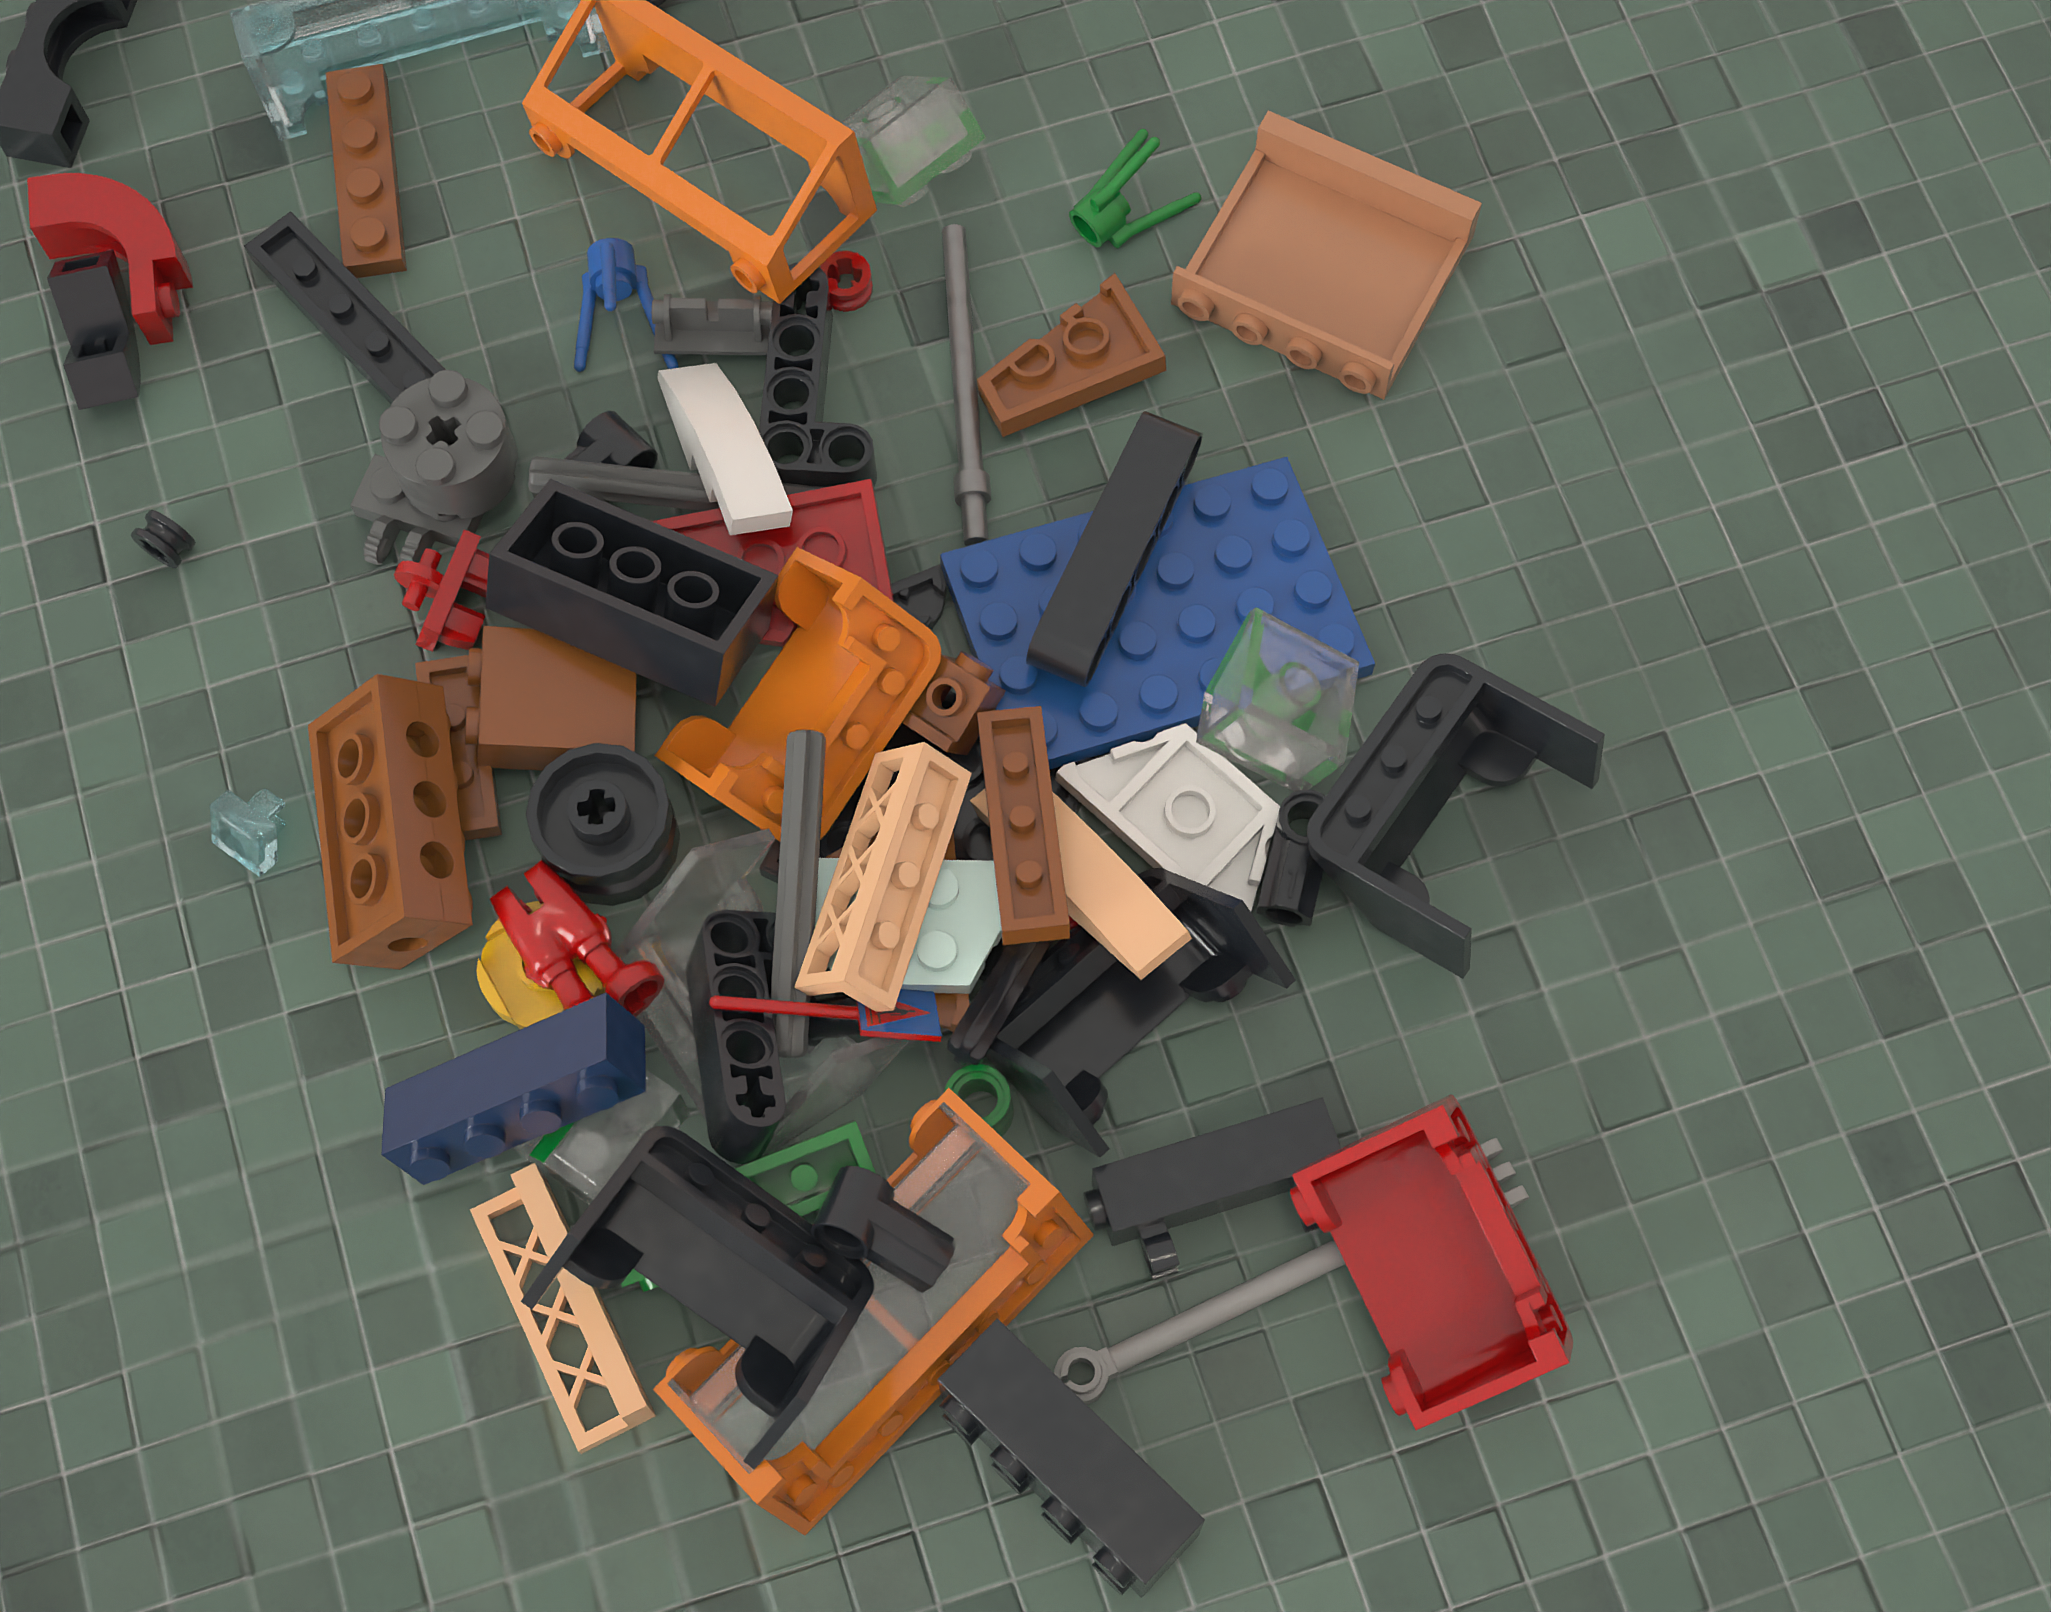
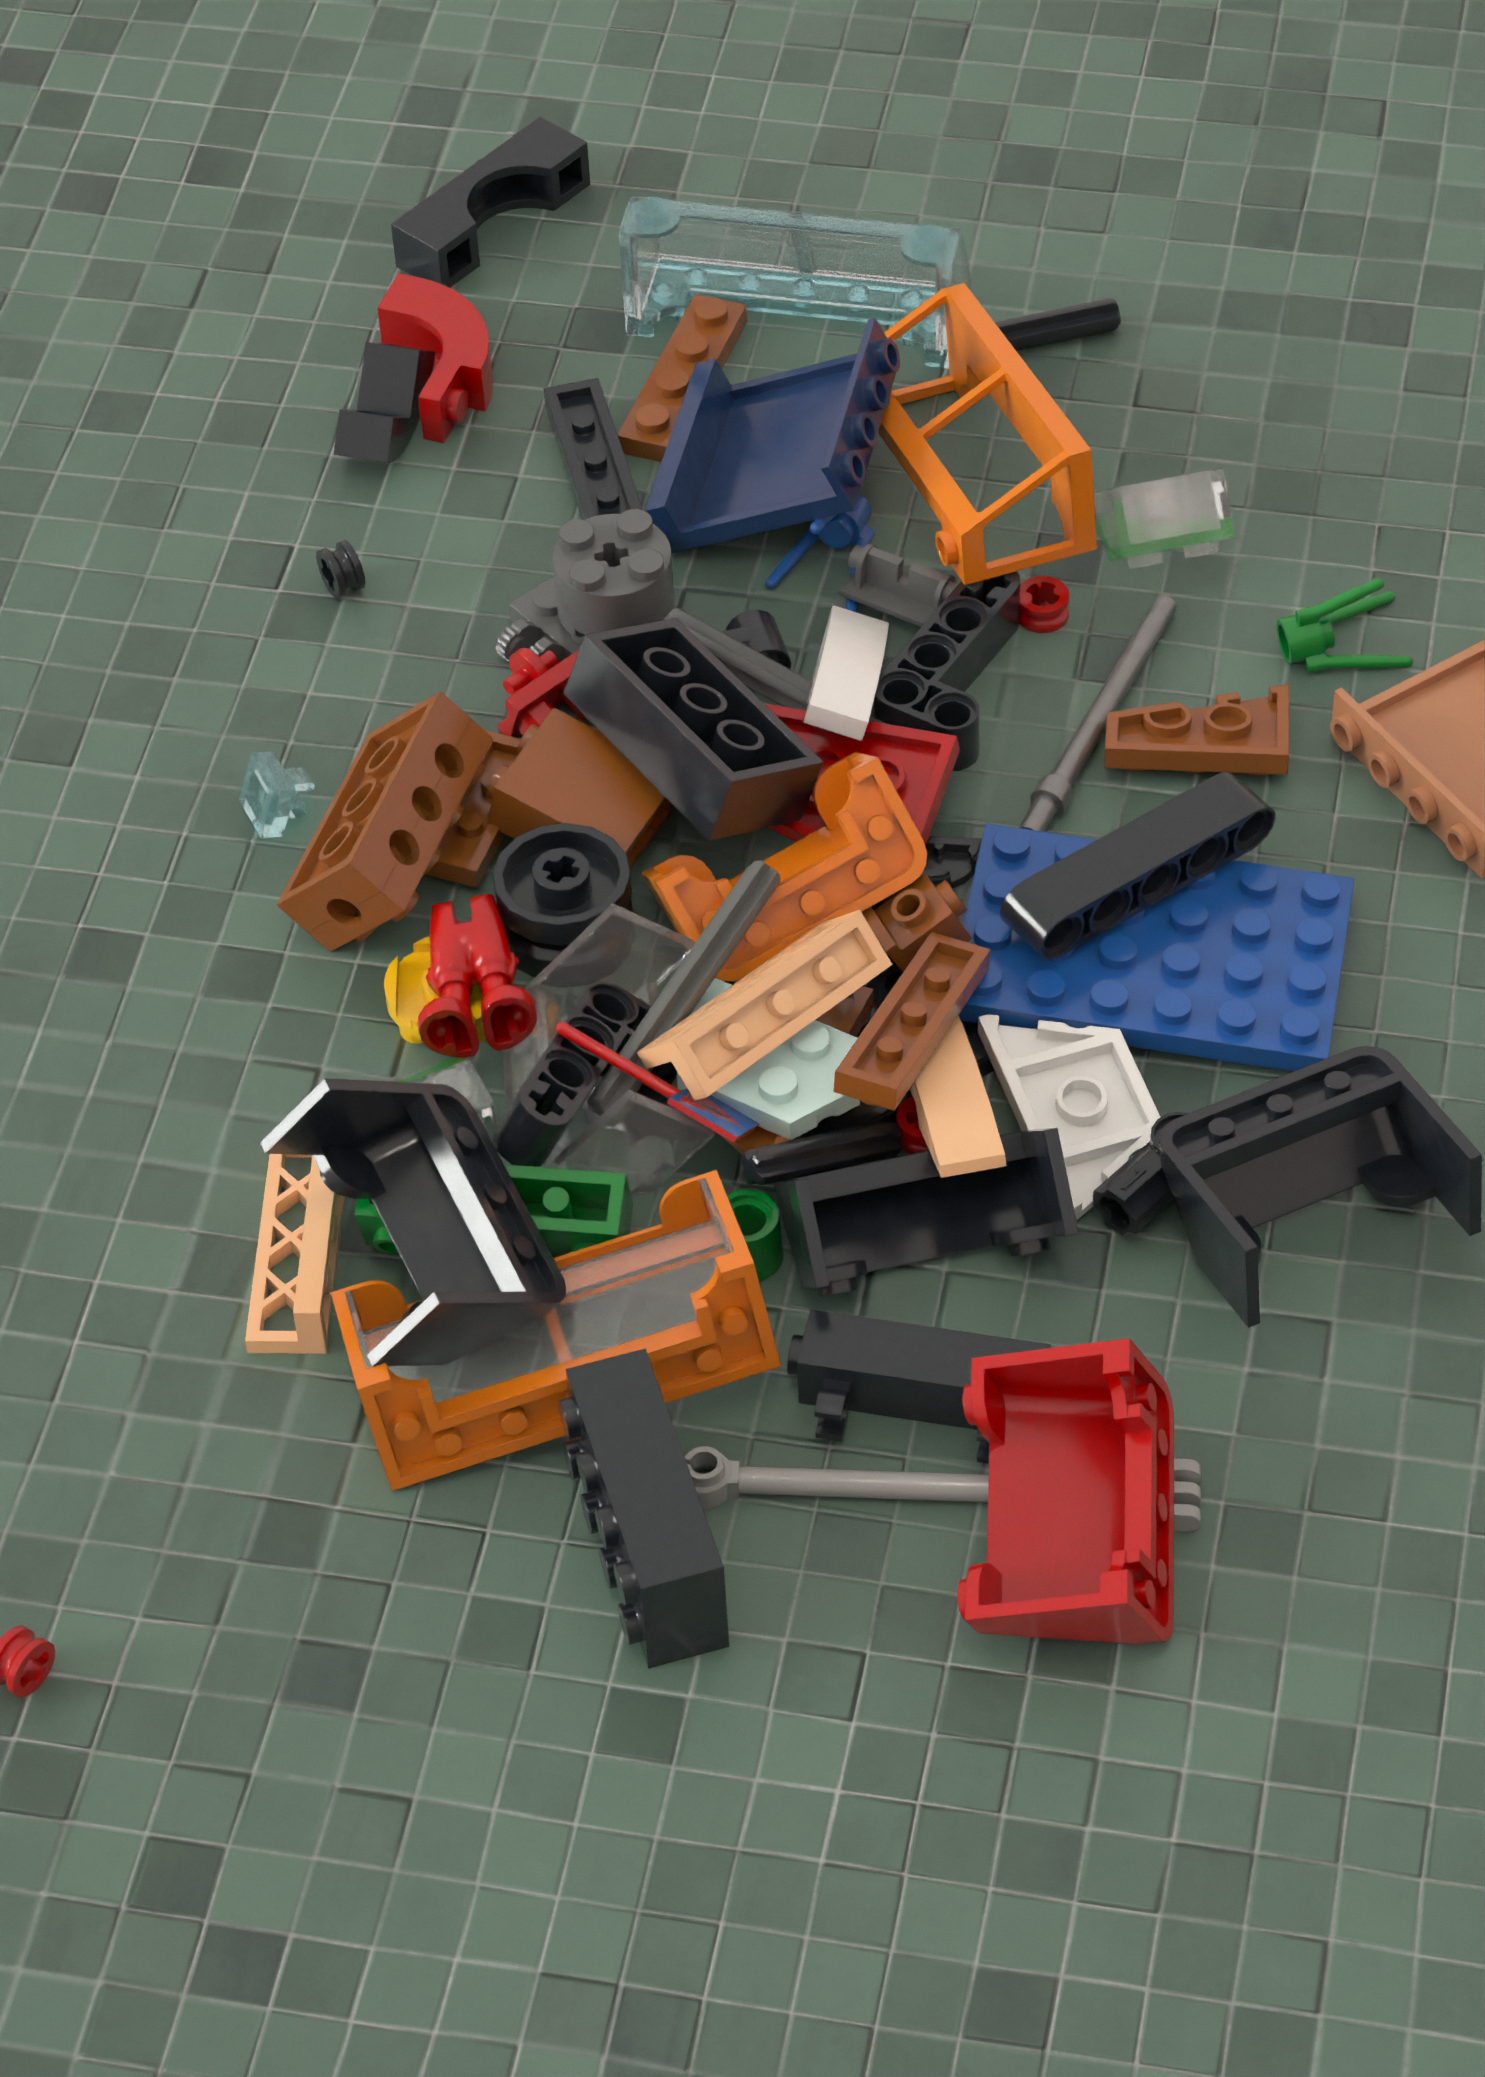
camera: 30 degrees right, 20 degrees down
(513, 224) = (772, 446): none -> dark blue panel
(514, 1089) = (361, 1038): dark blue brick -> none
(866, 1222) = (585, 1240): black piece -> none
(1280, 703) = (1211, 1036): clear slope -> none

